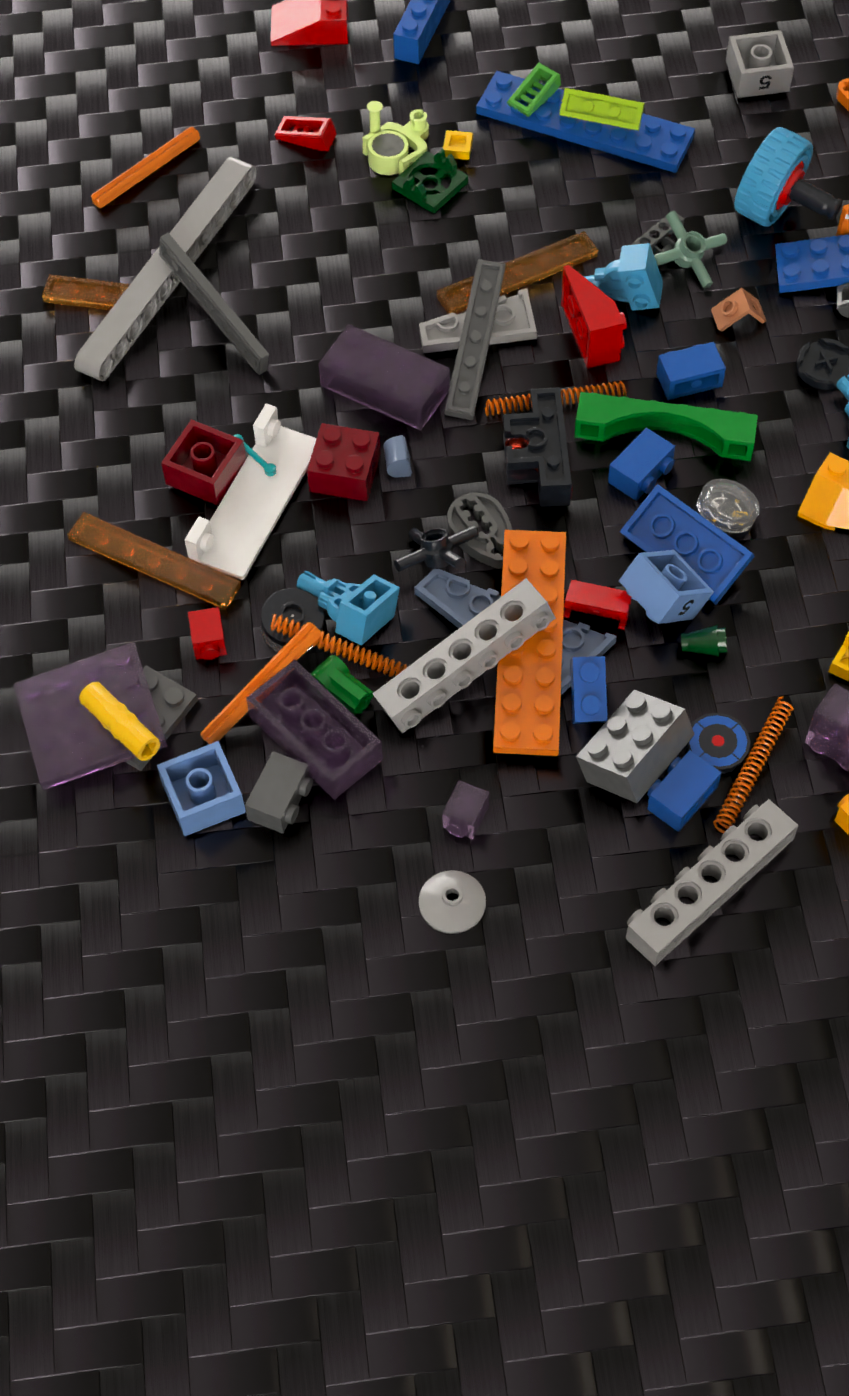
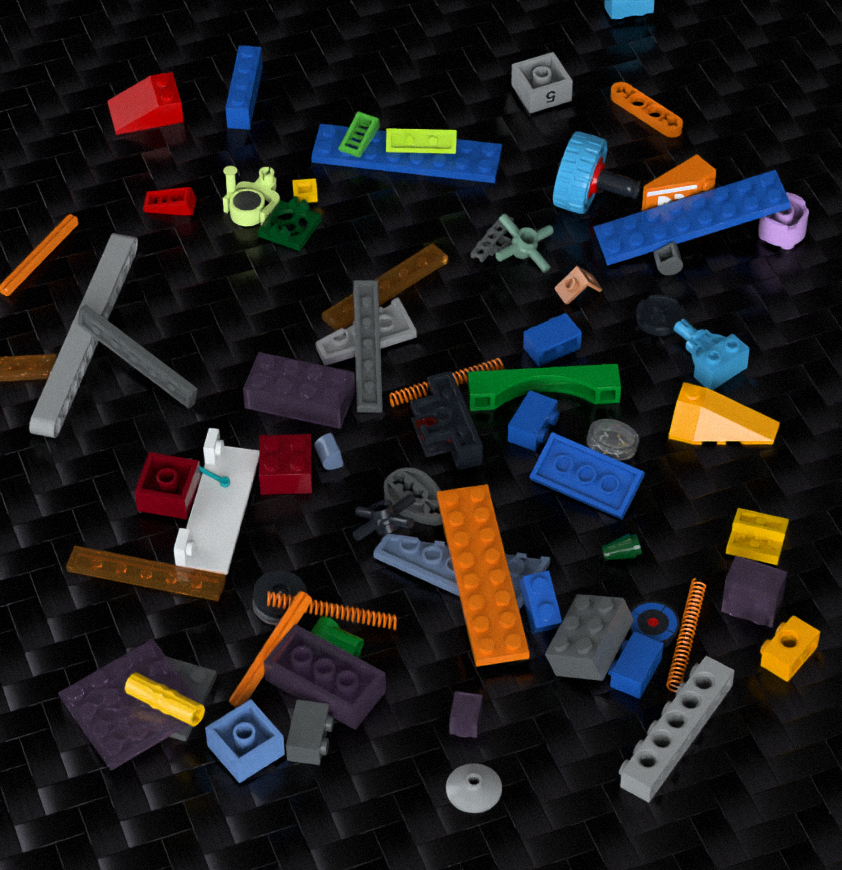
camera: 15 degrees left, 10 degrees down
(207, 633) = (211, 621): red brick -> none
(354, 607) = (333, 575): dark azure brick -> none
(468, 641) = (446, 579): light grey brick -> none
(592, 319) = (460, 312): red slope -> none
(598, 601) = (528, 533): red hinge -> none
(631, 278) = (480, 276): dark azure brick -> none
(665, 586) = (580, 510): medium blue brick -> none

